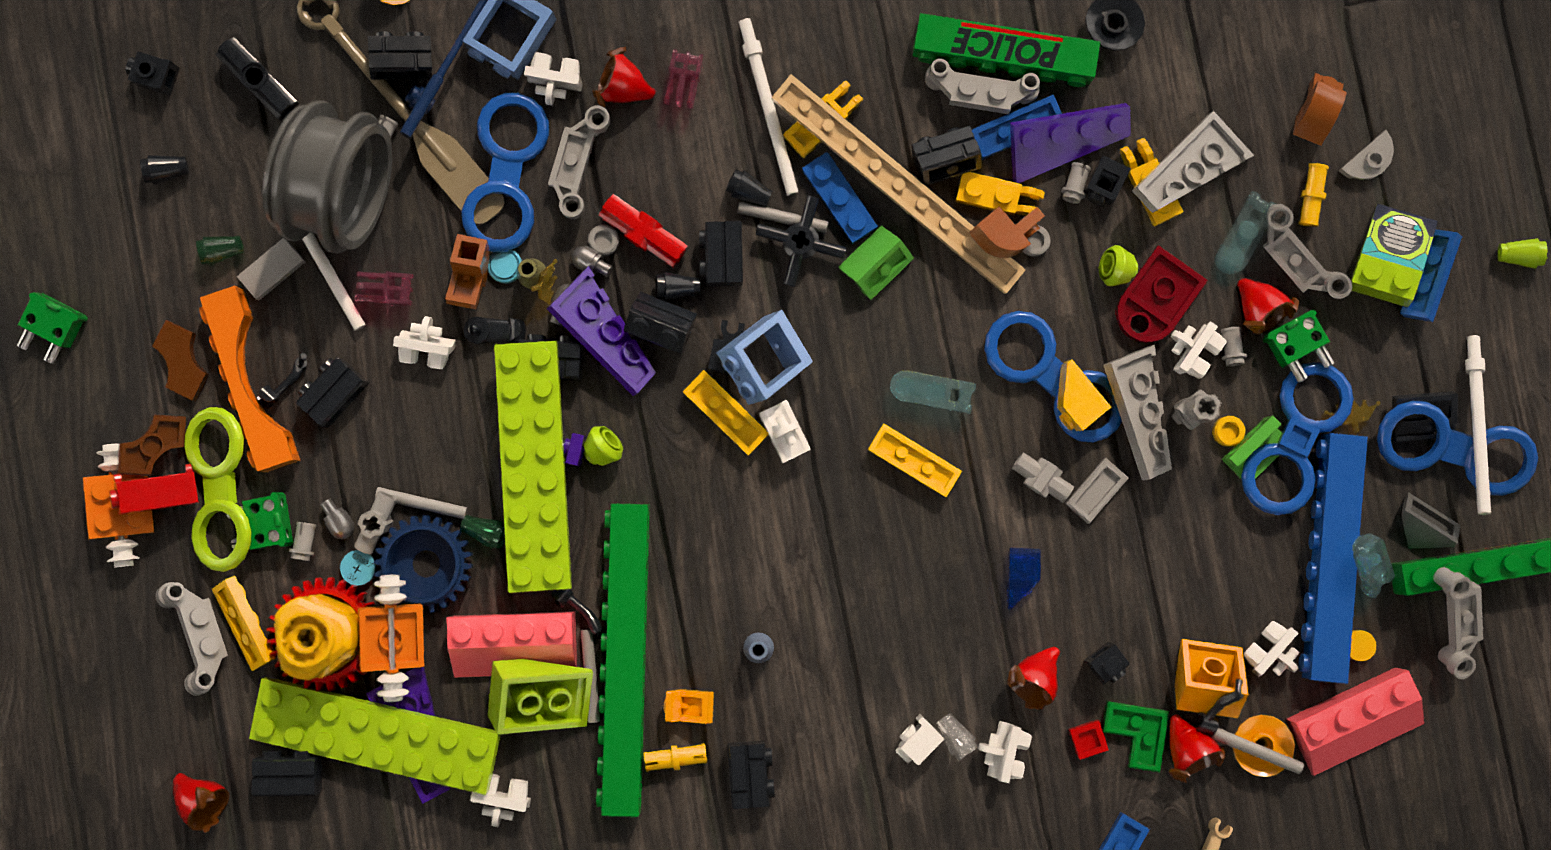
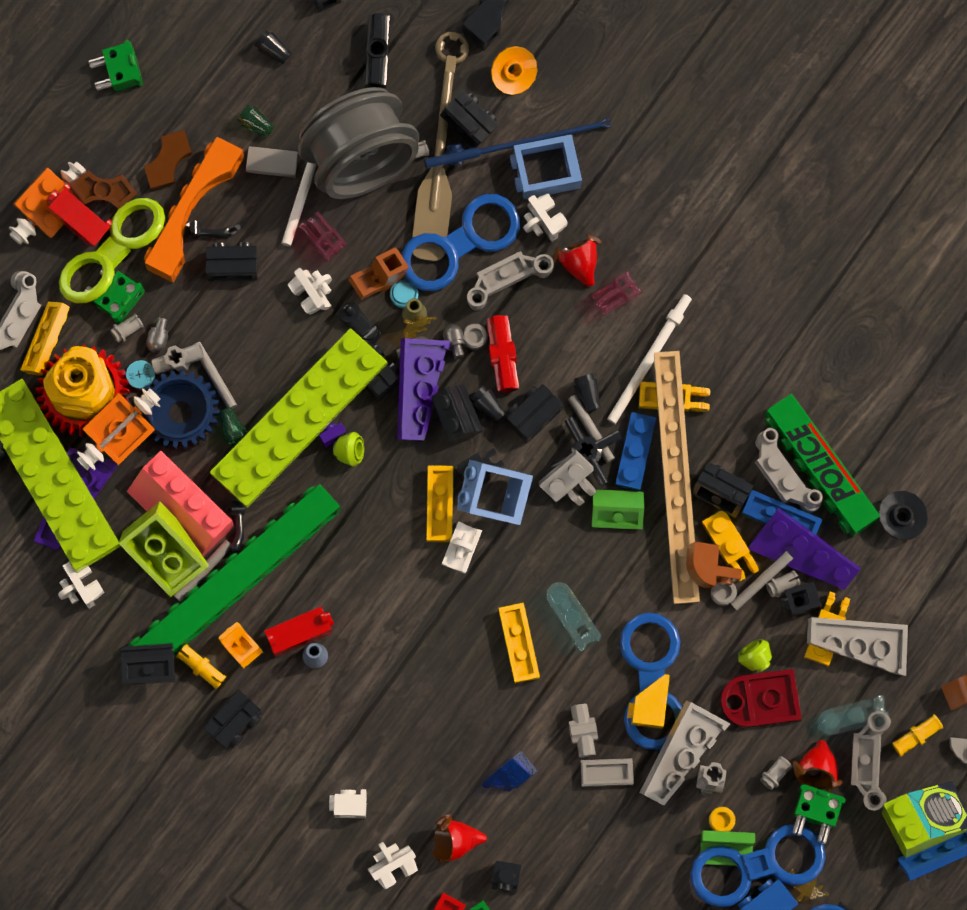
camera: 45 degrees right, 10 degrees down
(632, 809) = (147, 664): none -> black plate
(725, 643) = (299, 631): none -> red brick
(808, 278) = (566, 476): none -> light grey hinge
(957, 737) = (373, 827): clear cone -> none
(1057, 198) = (765, 577): none -> light grey bar
(1205, 338) = (741, 754): white hips -> none

